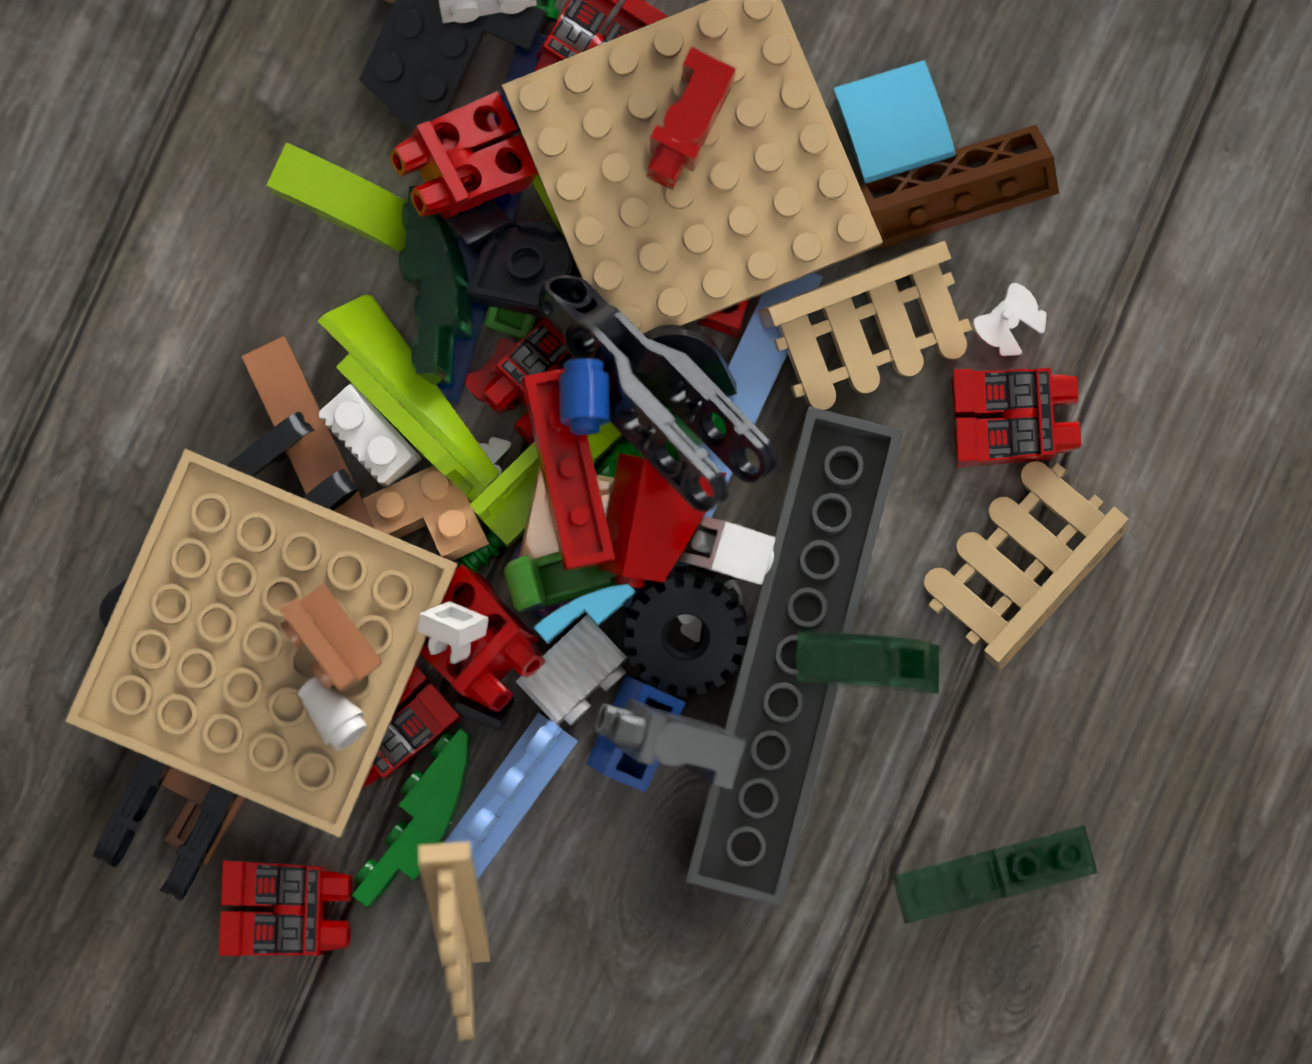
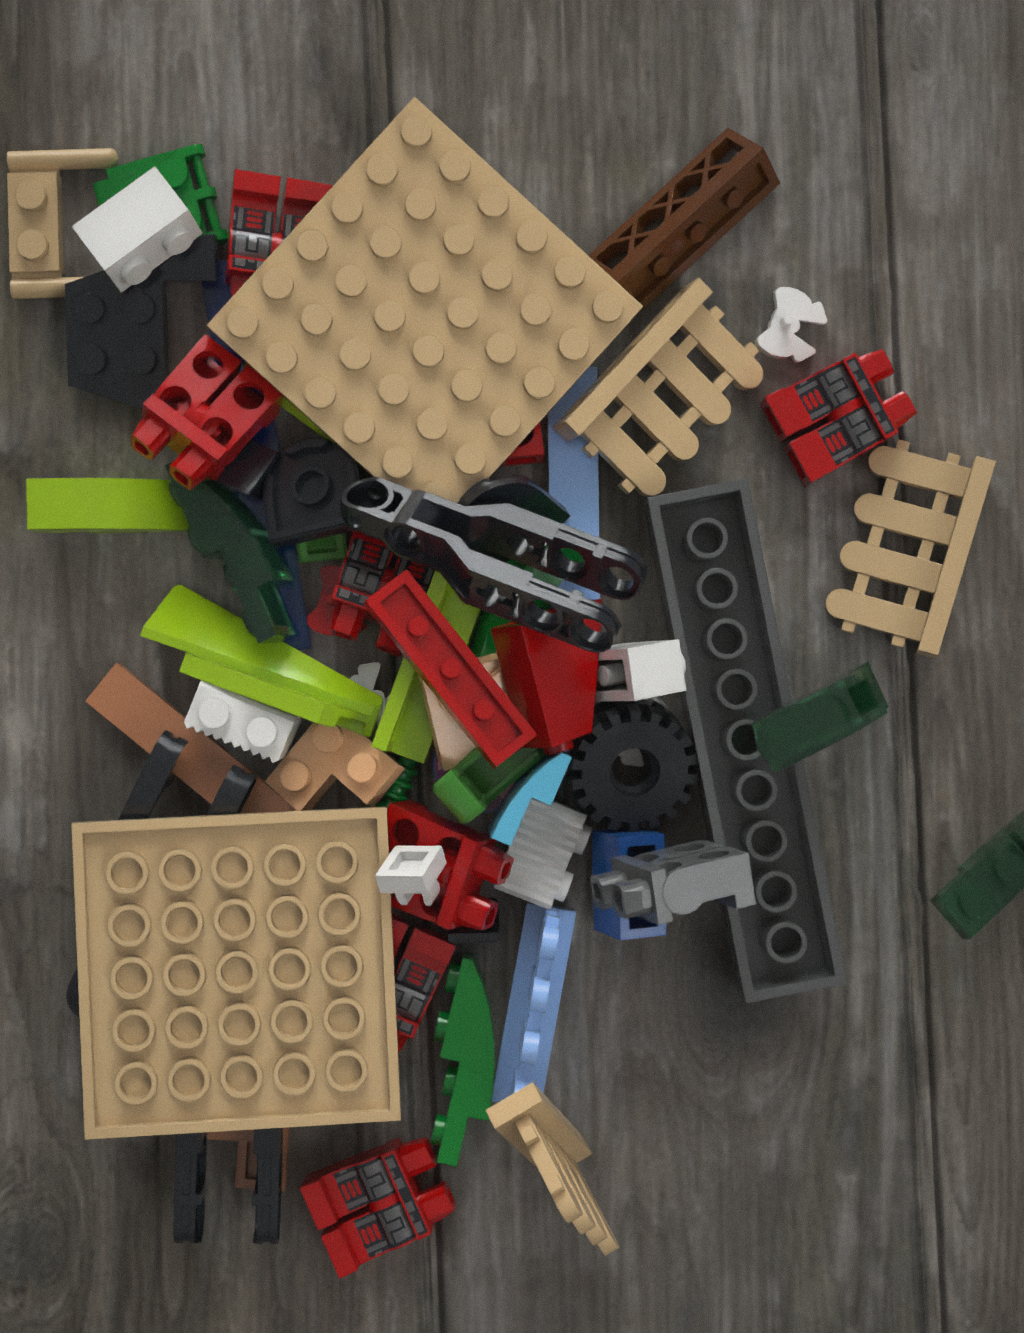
camera: 30 degrees left, 5 degrees up
(332, 638) = (300, 943): nougat bracket -> none
(332, 714) = (337, 1011): white cone -> none
(584, 396) = (433, 593): blue brick -> none
(690, 119) = (406, 273): red hips -> none
(894, 121) = (594, 186): medium azure slope -> none

